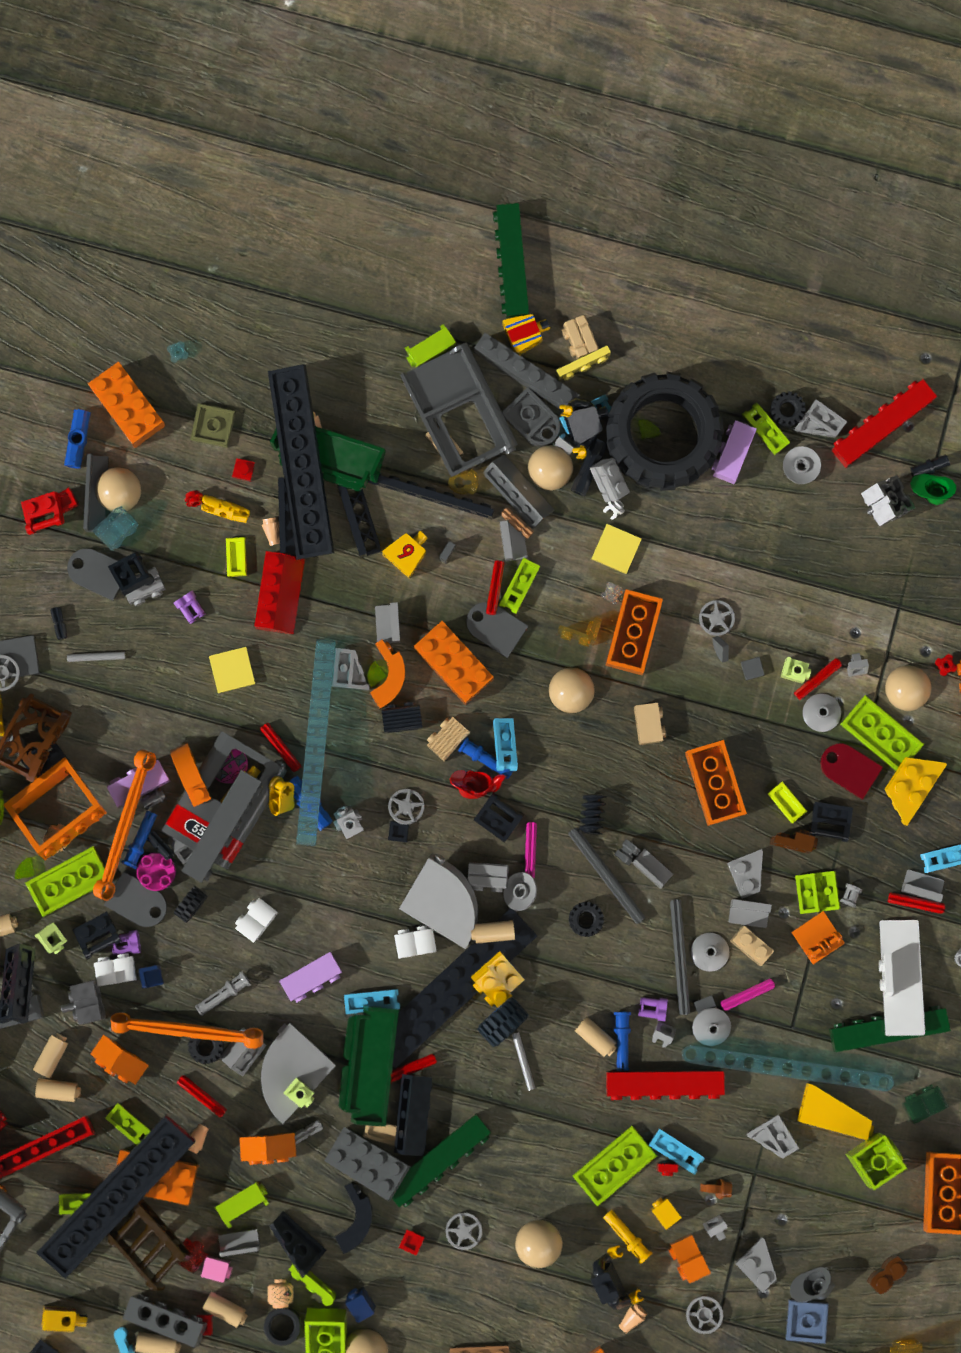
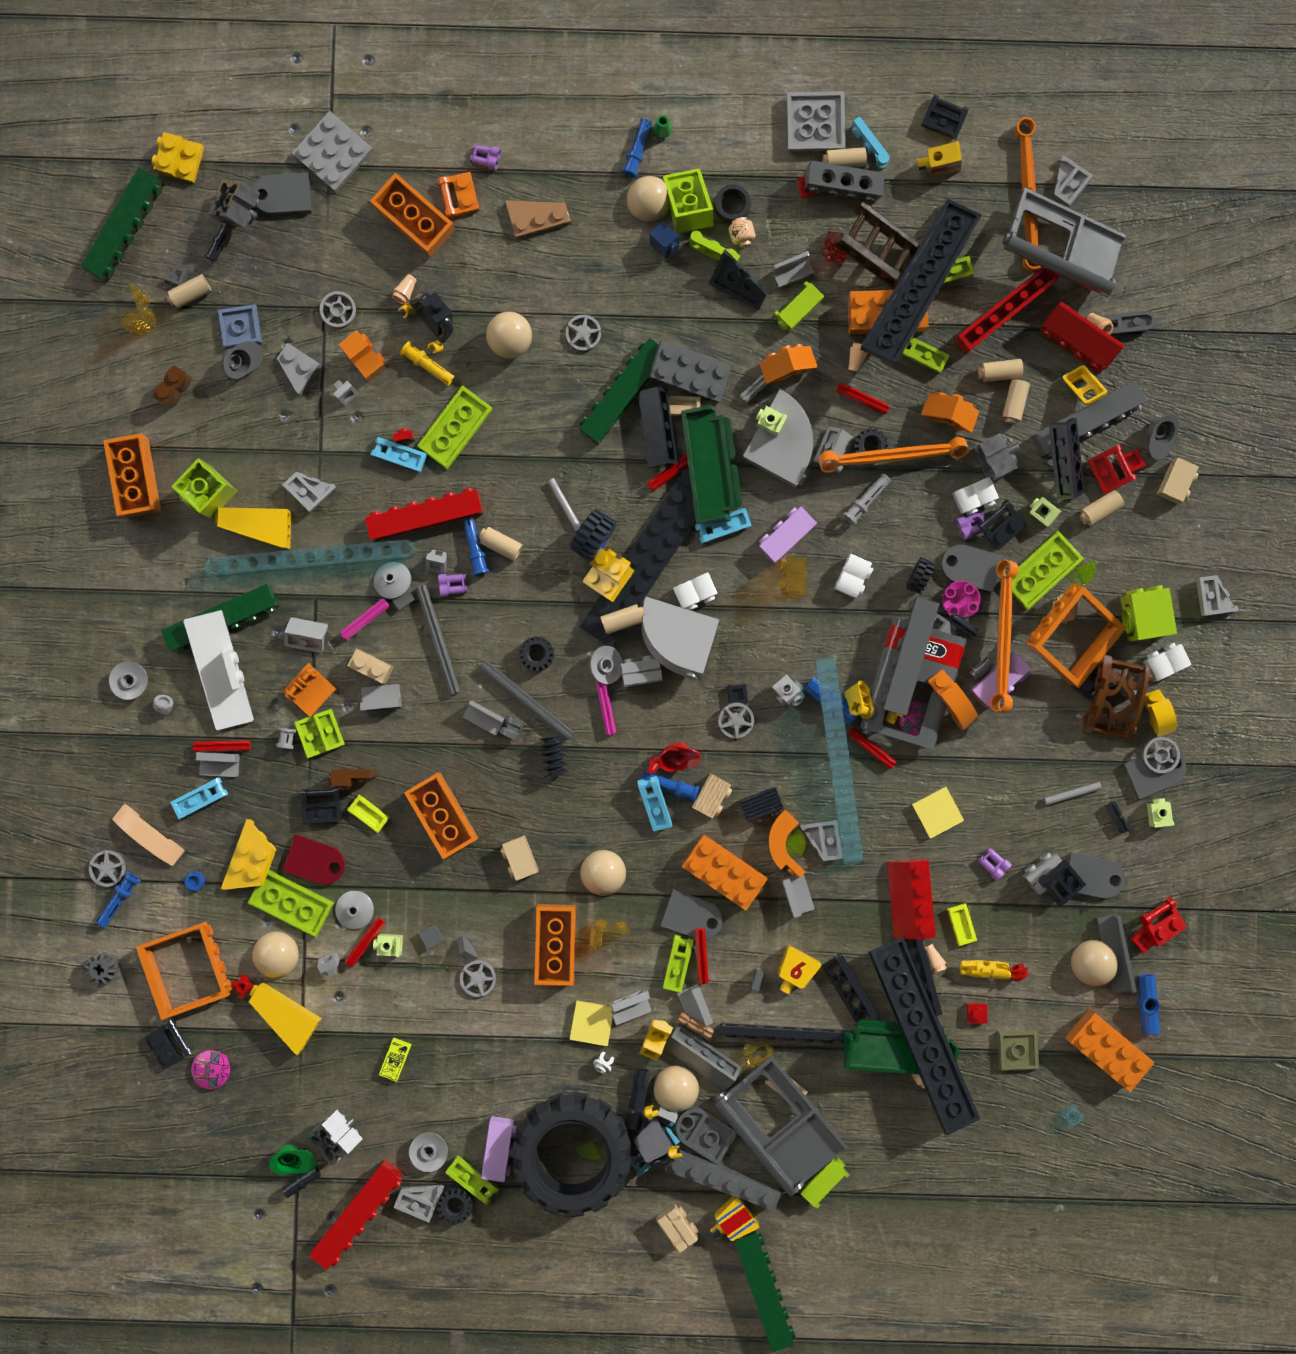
camera: 170 degrees right, 5 degrees up
(23, 612) = (1155, 819): none -> yellowish green brick
(115, 528) = (1087, 924): clear light blue brick -> none
(136, 847) = (985, 616): blue pin -> none
(151, 976) = (940, 498): dark blue panel -> none
(216, 1269) = (807, 240): bright pink brick -> none
(225, 1310) = (790, 205): tan brick -> none
(314, 935) = (794, 575): none -> clear yellow bracket
(358, 1230) = (684, 305): black arch -> none
(411, 1242) = (630, 310): red plate -> none
(494, 822) = (647, 725): black plate -> none
(558, 519) = (655, 1039): none -> yellow brick
(575, 555) = (630, 1006): none -> light grey panel
(583, 364) = (668, 1201): light yellow plate -> none
(609, 480) = (614, 1091): light grey brick -> none
(612, 593) = (585, 978): clear wheel -> none
(665, 1212) = (396, 394): yellow brick -> none
(700, 956) = (420, 651): light grey dish -> none
(721, 1188) = (350, 429): dark orange piece -> none
(747, 873) = (391, 735): light grey wing -> none
(809, 993) = (305, 635): none -> light grey panel
(814, 560) = (395, 1059): none -> neon yellow tile
(910, 625) = (286, 1017): none -> yellow slope
(924, 1104) = (171, 555): clear green brick -> none

